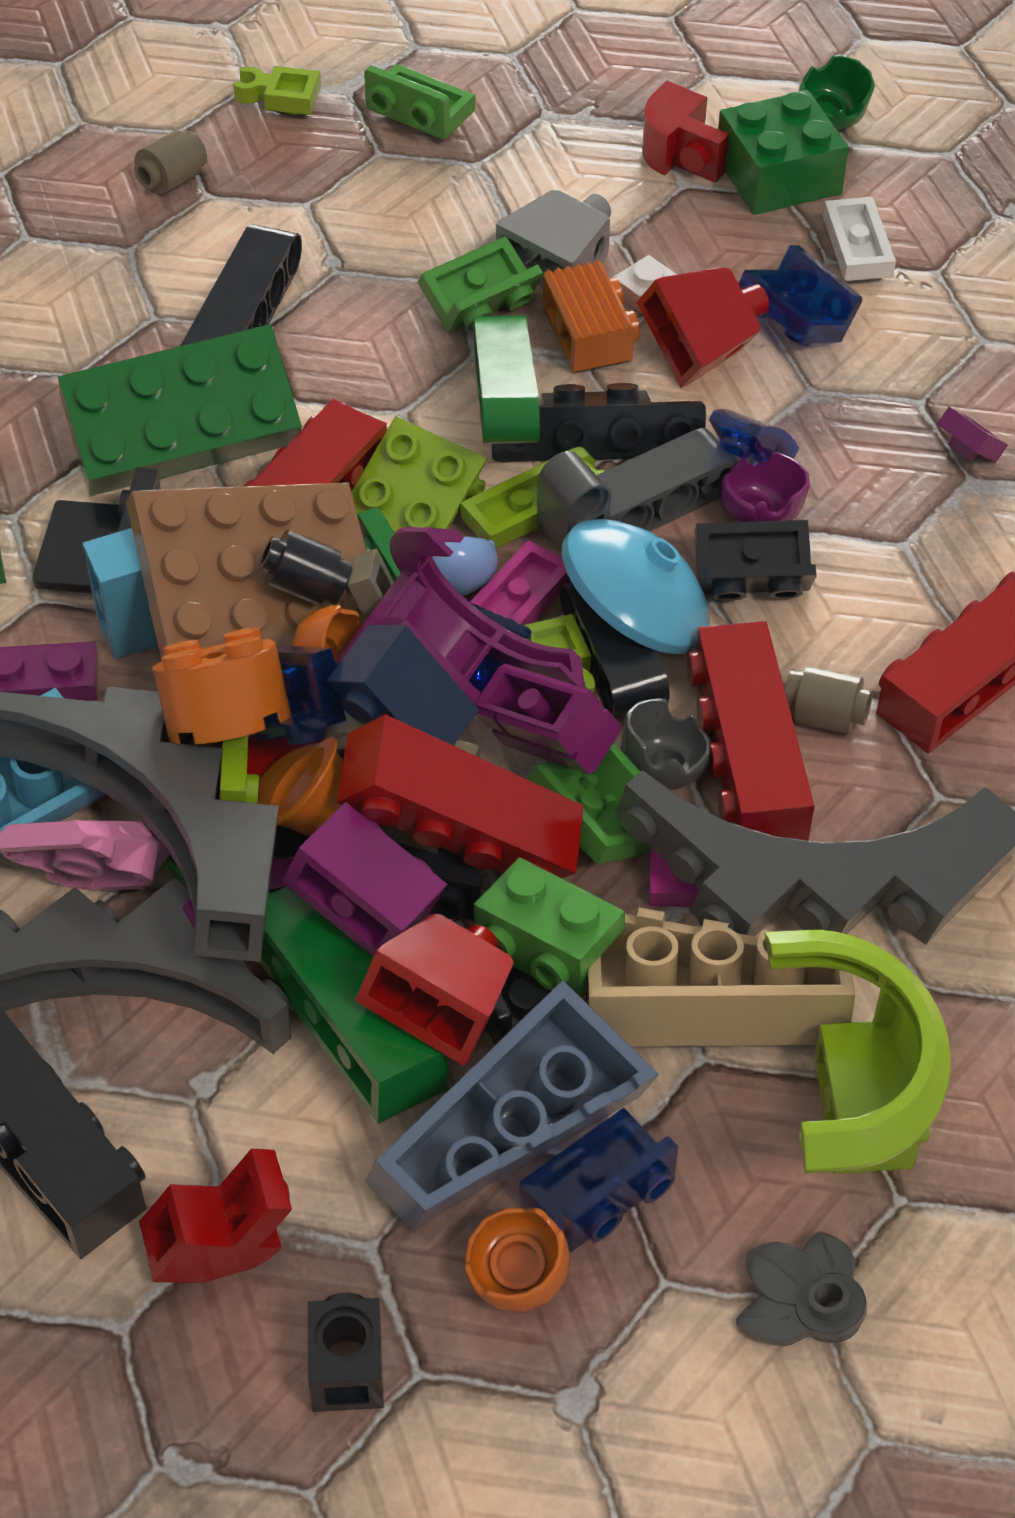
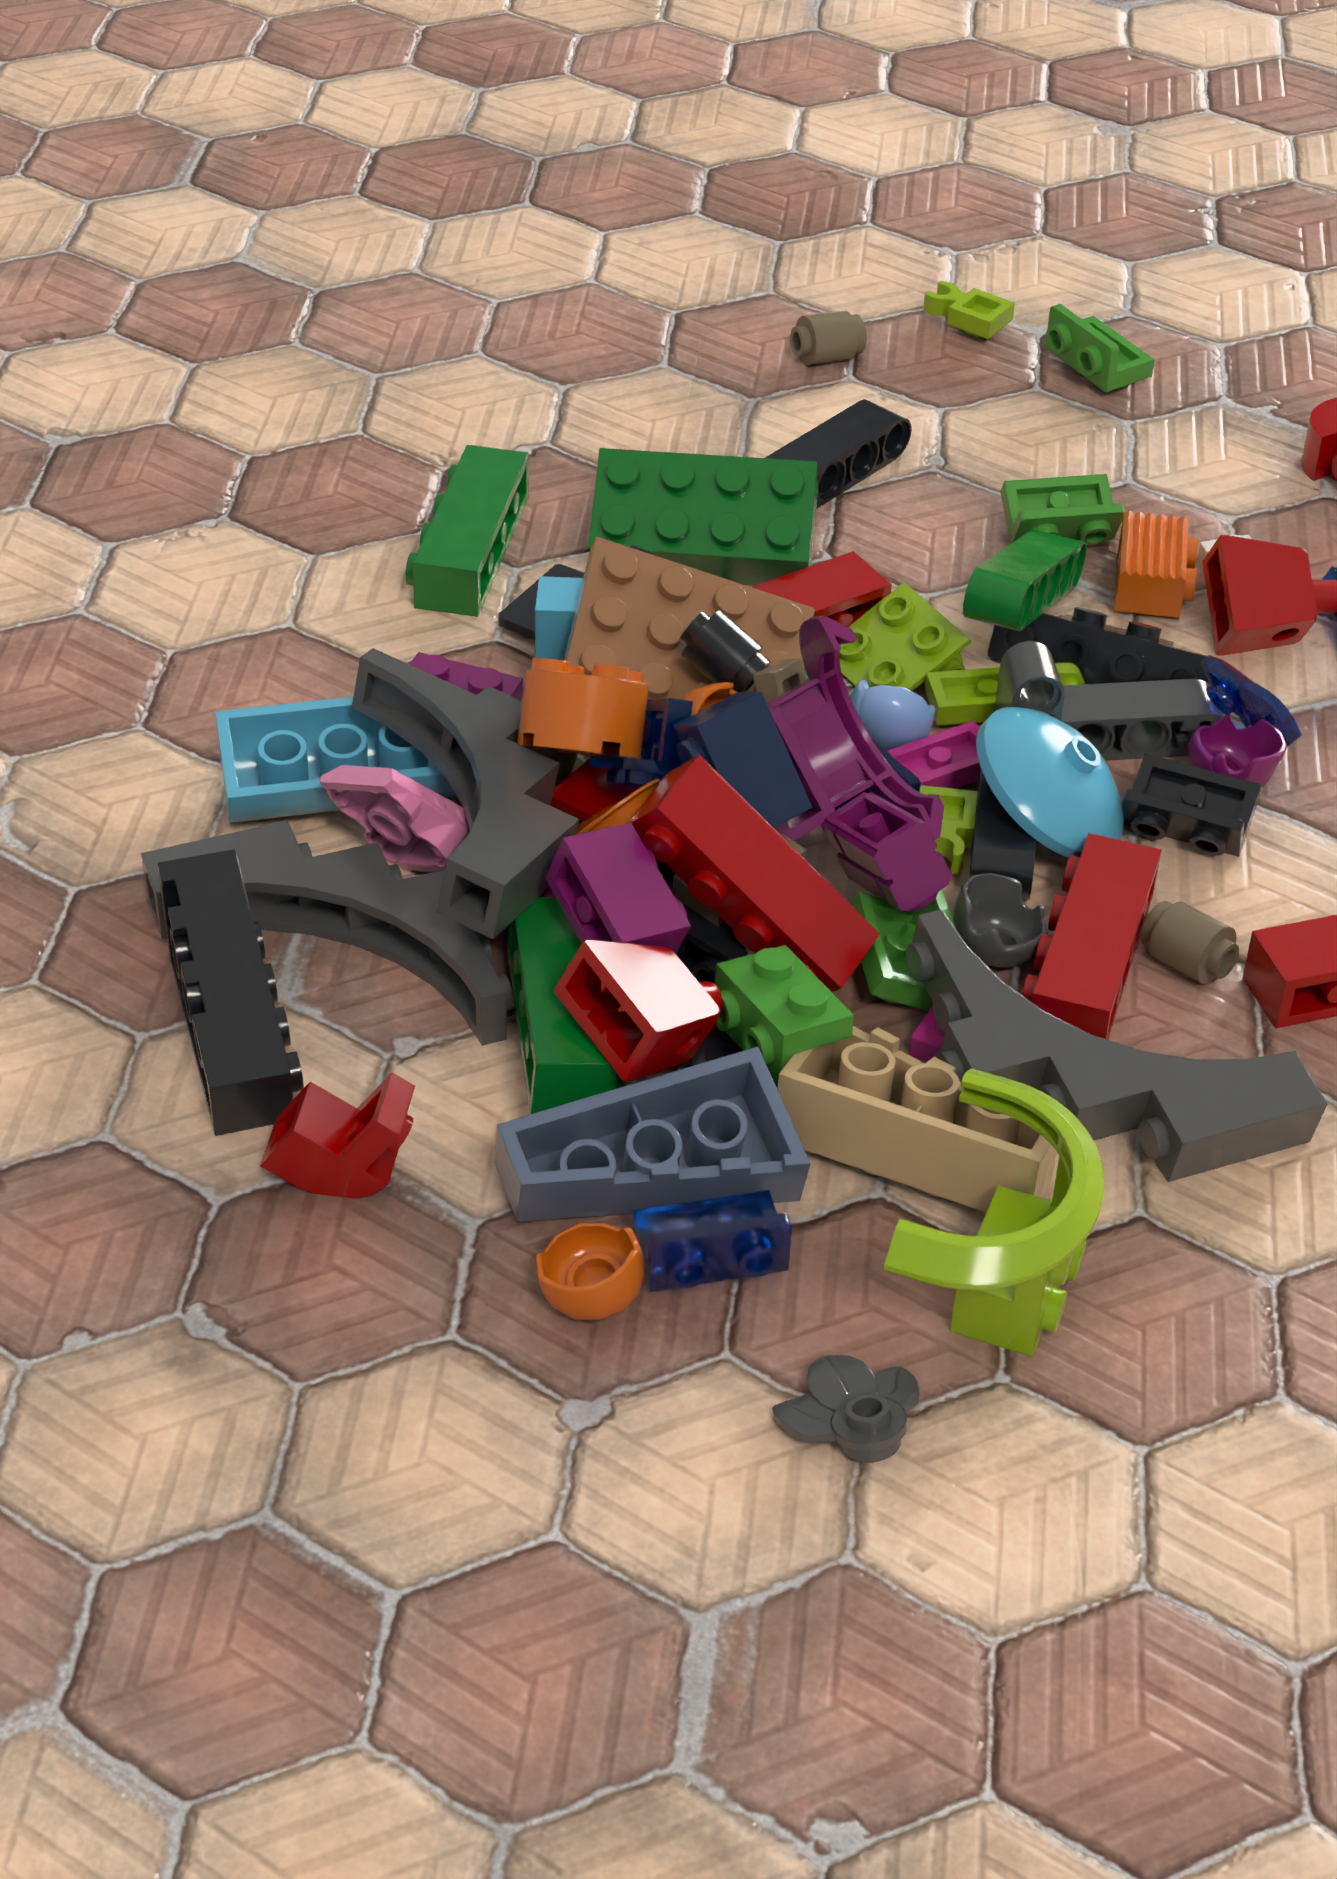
camera: 25 degrees right, 10 degrees down
(235, 782) = (567, 785): lime plate -> none
(351, 1380) = (389, 1282): black brick -> none
(558, 231) = (1167, 485): light grey torso -> none

